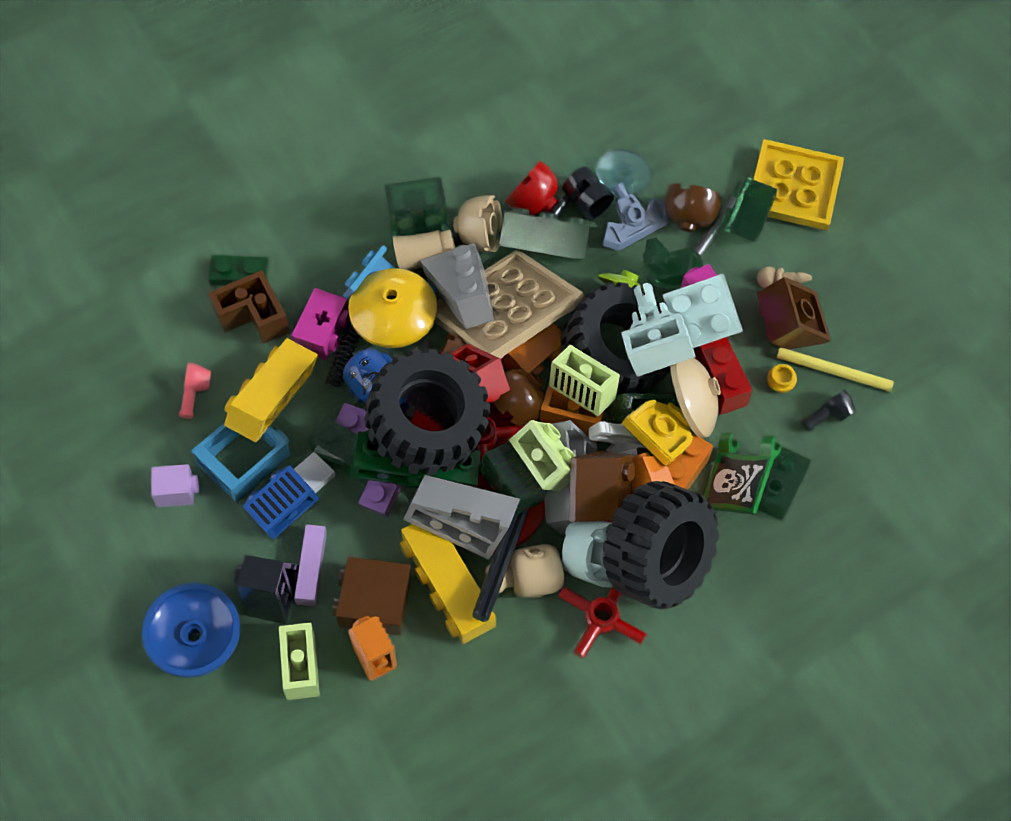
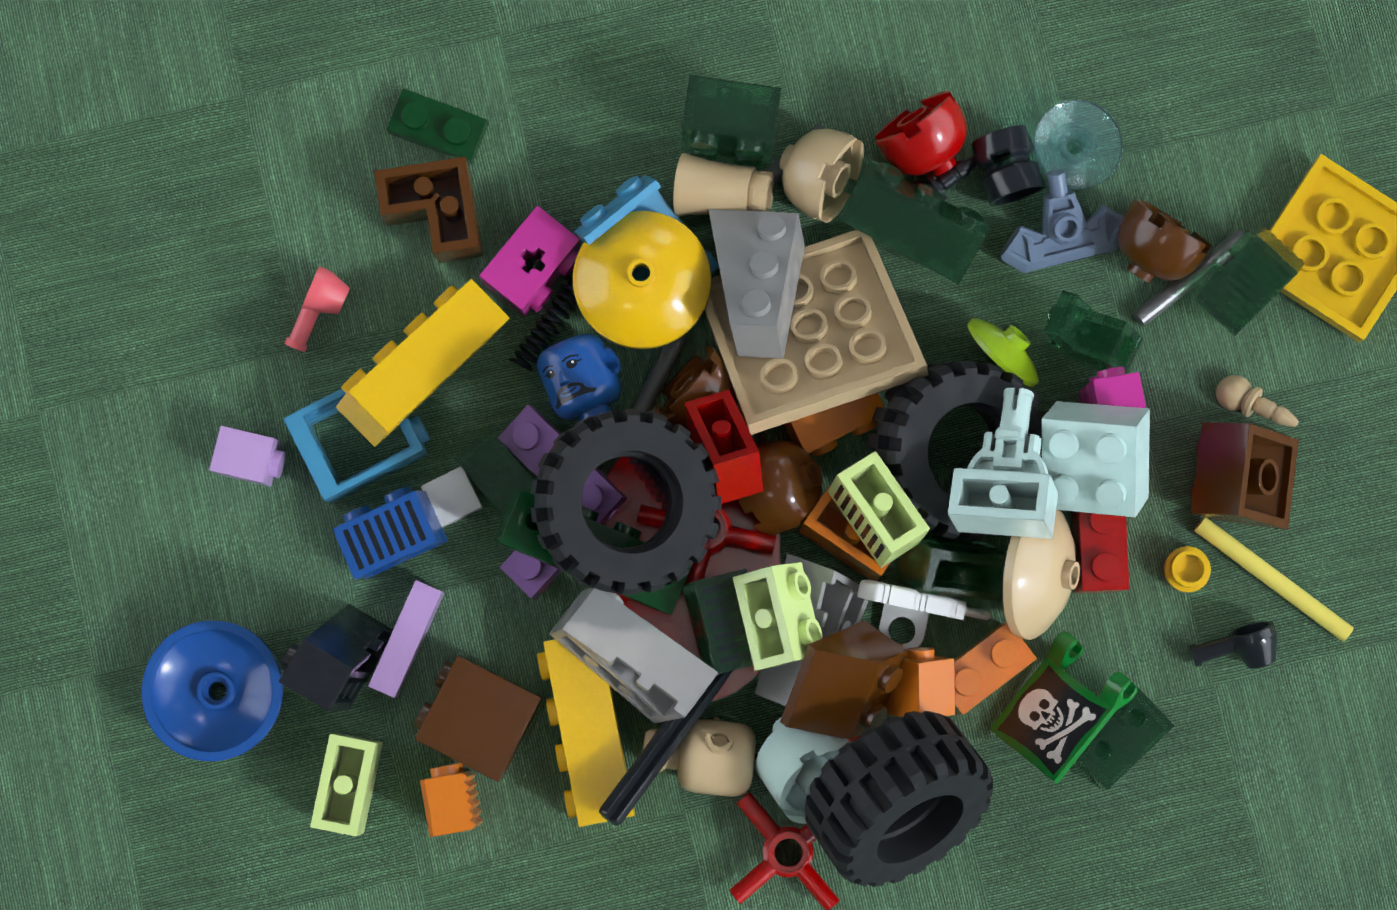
camera: 20 degrees right, 20 degrees up
(660, 429) = (963, 622): yellow tile -> none

